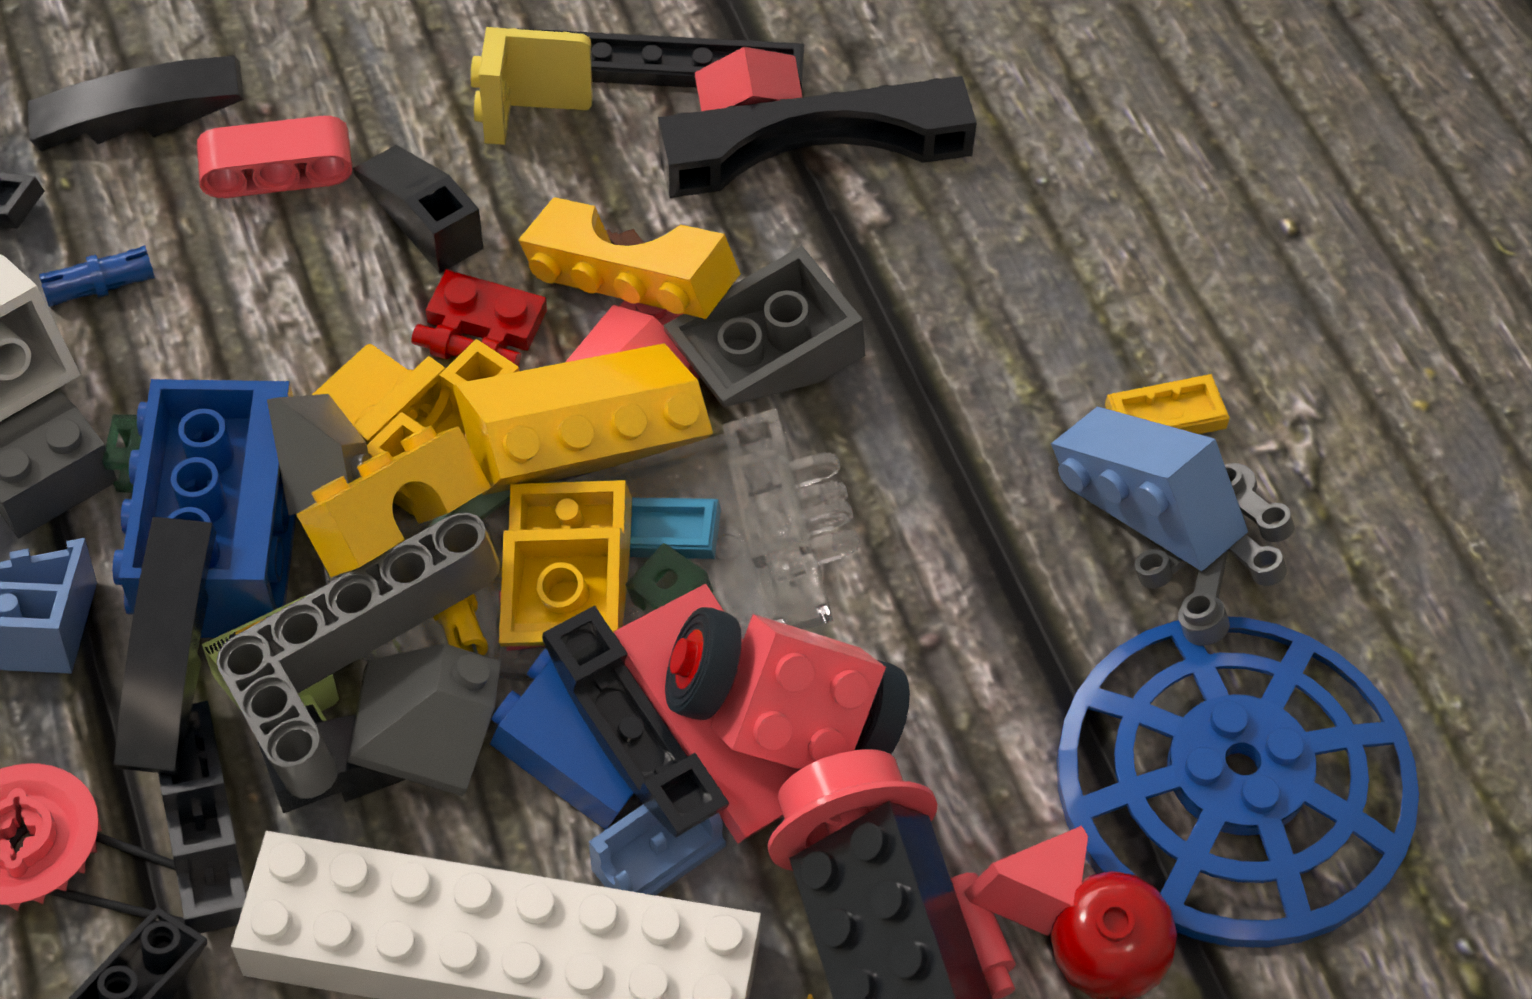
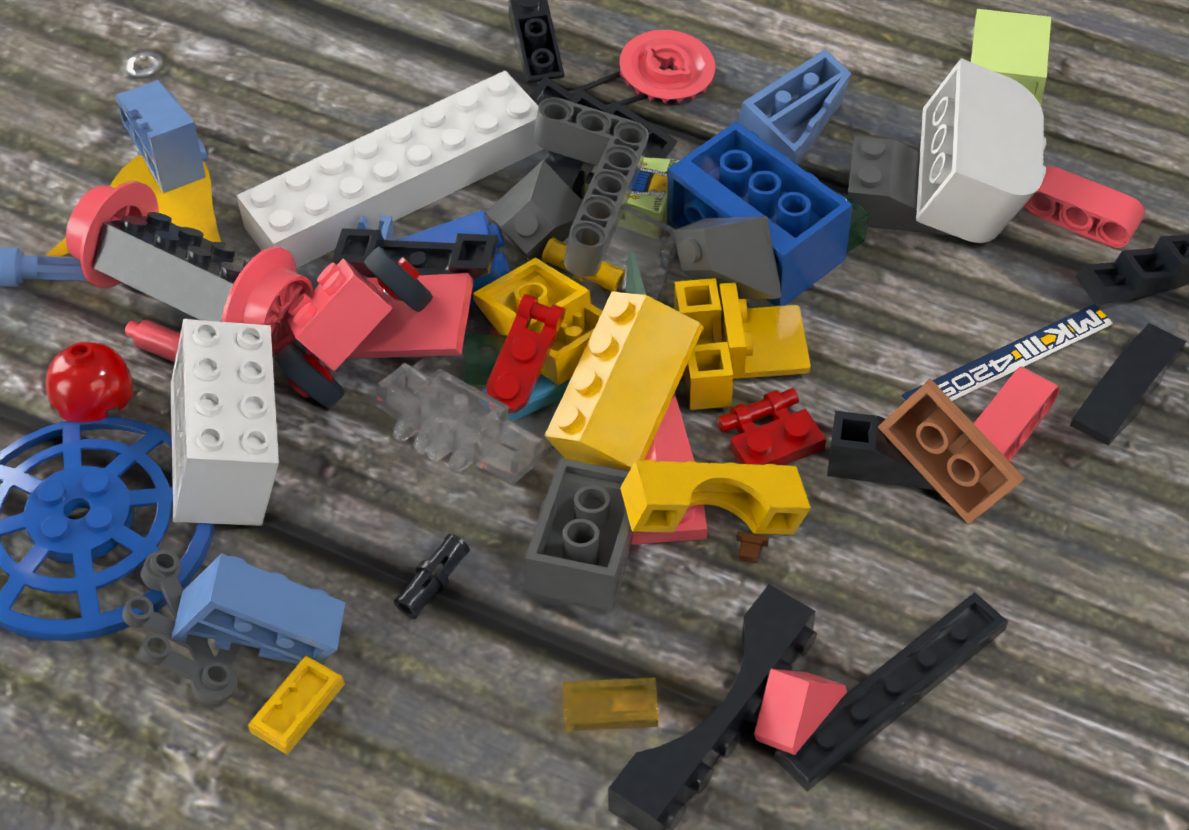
camera: 140 degrees right, 5 degrees down
(96, 276) = (1000, 290): blue pin -> none
(164, 646) = (686, 126): black slope -> none
(183, 226) = (1020, 353): none -> sticker
(356, 519) = (654, 210): yellow arch -> none
(382, 128) = (950, 452): none -> nougat slope
(529, 71) = (938, 556): light yellow bracket -> none
(652, 503) = (524, 353): none -> red plate
(890, 218) = (610, 704): none -> clear yellow tile
(936, 431) = (414, 596): none -> black pin
(1024, 695) = (223, 423): none -> white brick
(1035, 882) = (148, 367): coral slope -> none

